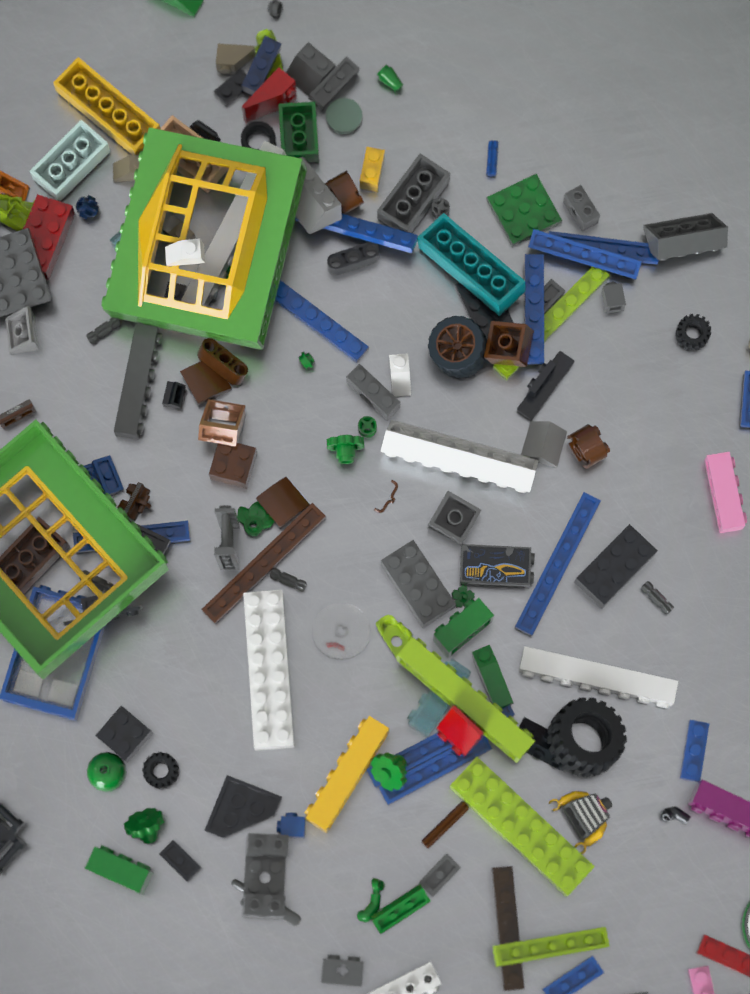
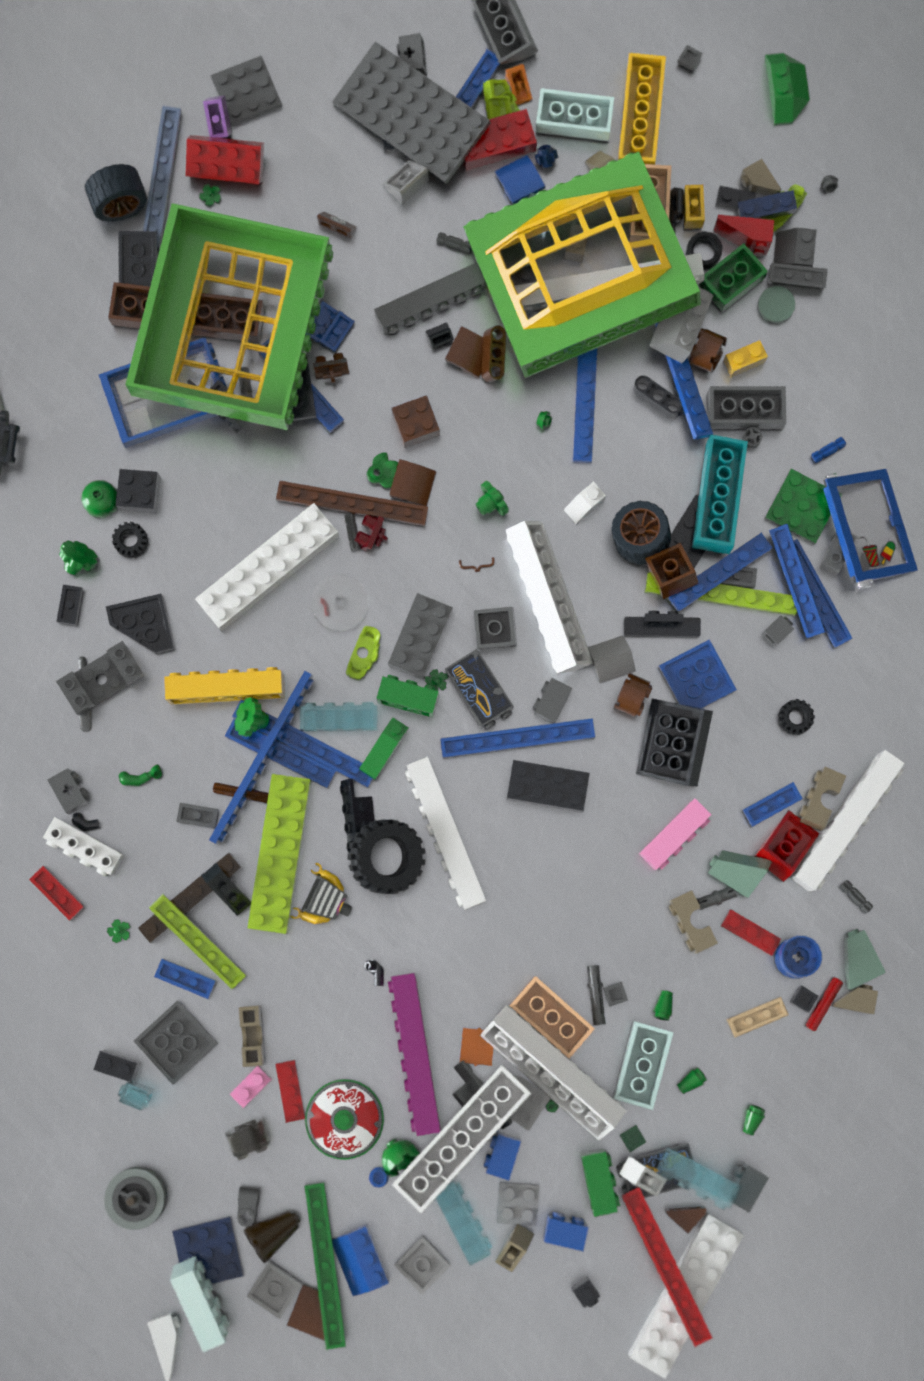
camera: 55 degrees right, 5 degrees up
(90, 41) = (689, 58): none -> dark grey plate
(90, 241) = (520, 179): none -> blue slope
(119, 869) = (28, 562): green brick -> none
(185, 252) = (550, 255): white slope -> none
(218, 121) = (694, 206): none -> yellow brick
(219, 432) = (430, 394): nougat window -> none
(226, 553) = (345, 458): dark grey fence -> none
(292, 825) = (155, 672): blue brick -> none
(304, 563) = (374, 525): none -> dark red hips
(364, 383) = (555, 491): dark grey arch -> none
(367, 422) = (523, 502): green wheel -> none
(378, 979) = (84, 825): none -> black arm
(390, 78) = (836, 318): green cone -> none
(400, 908) = (148, 802): green plate -> none
(434, 791) = (258, 765): none -> blue plate
(459, 732) = (319, 750): red slope -> none
(472, 703) = (346, 737): lime brick -> none
(523, 890) = (226, 889): none -> black container
(546, 513) = (552, 701): none -> dark grey brick
(579, 169) = (869, 526): none -> door
(607, 386) = (697, 676): none -> blue plate
(649, 440) = (674, 742): none -> black slope
(657, 597) = (546, 838): dark grey axle -> none
(661, 956) = (252, 1036): none -> dark tan arch
(686, 236) = (875, 654): dark grey slope -> none
(694, 750) = (440, 953): blue plate -> none

